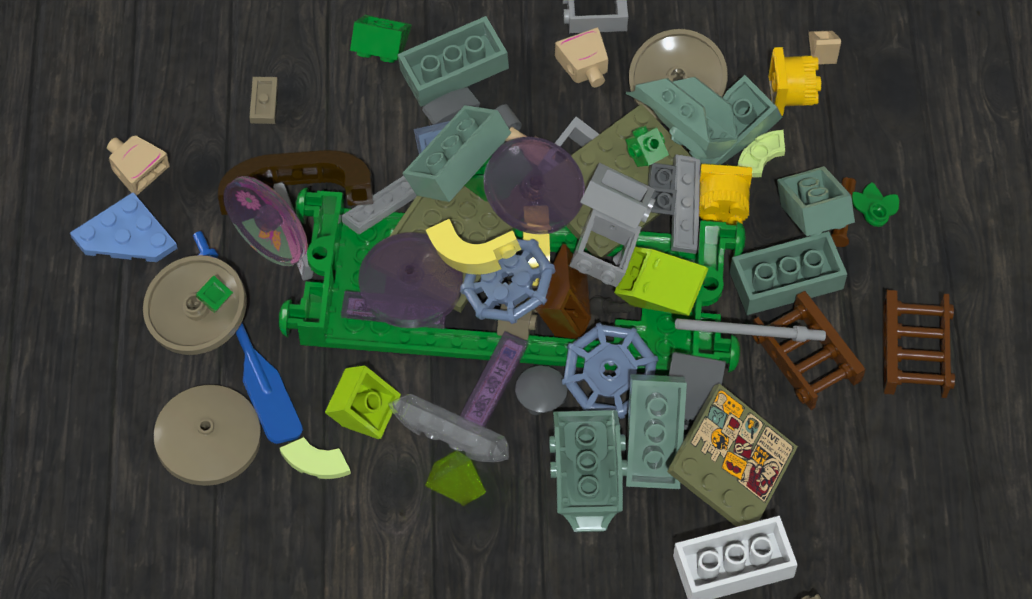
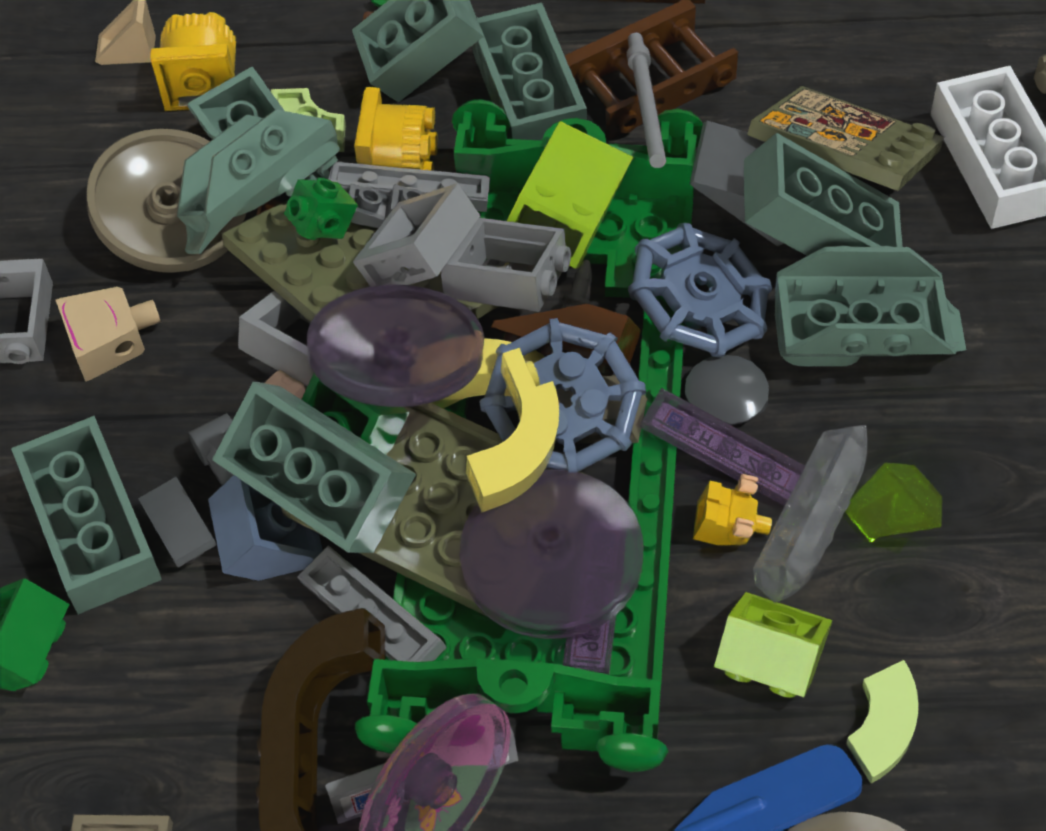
camera: 85 degrees left, 5 degrees down
(446, 383) = (728, 514): none -> yellow piece

